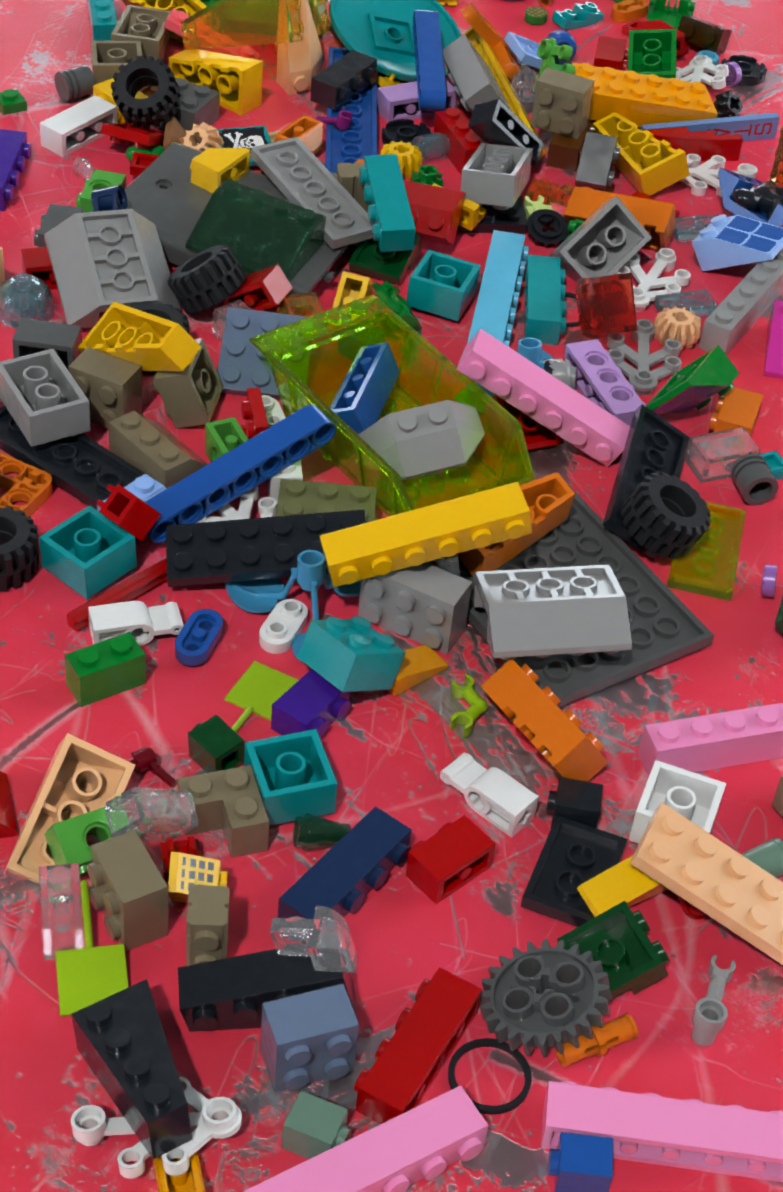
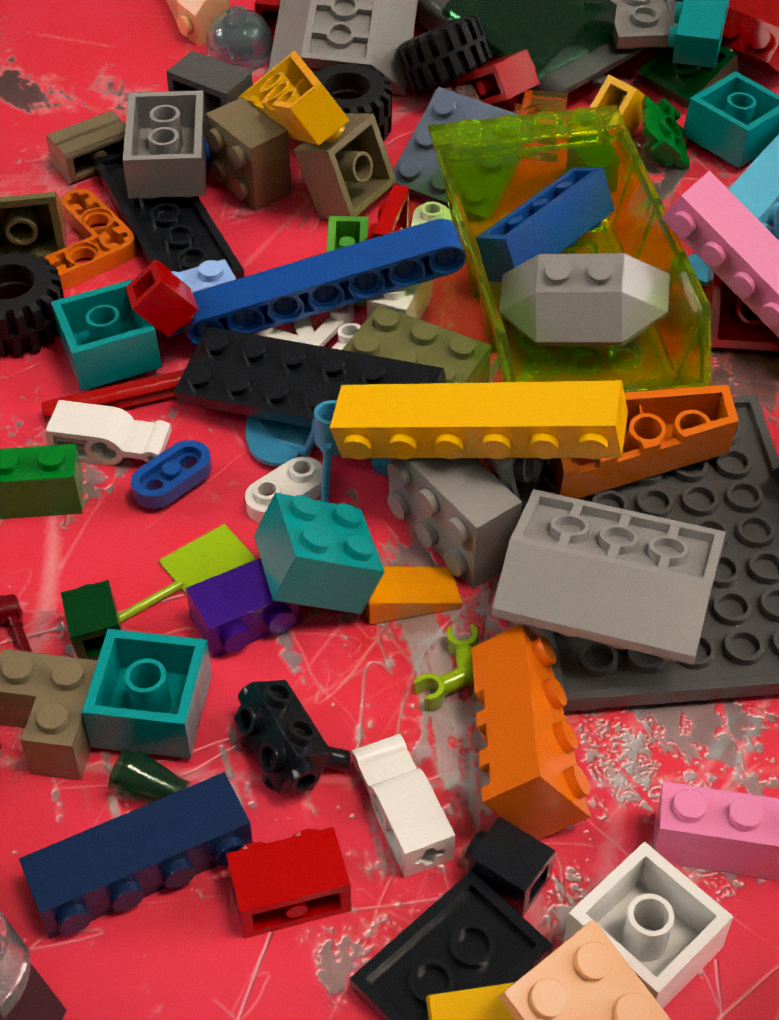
camera: 30 degrees right, 5 degrees up
(152, 448) = (266, 228): dark tan slope -> none
(392, 776) = (284, 738): none -> black brick

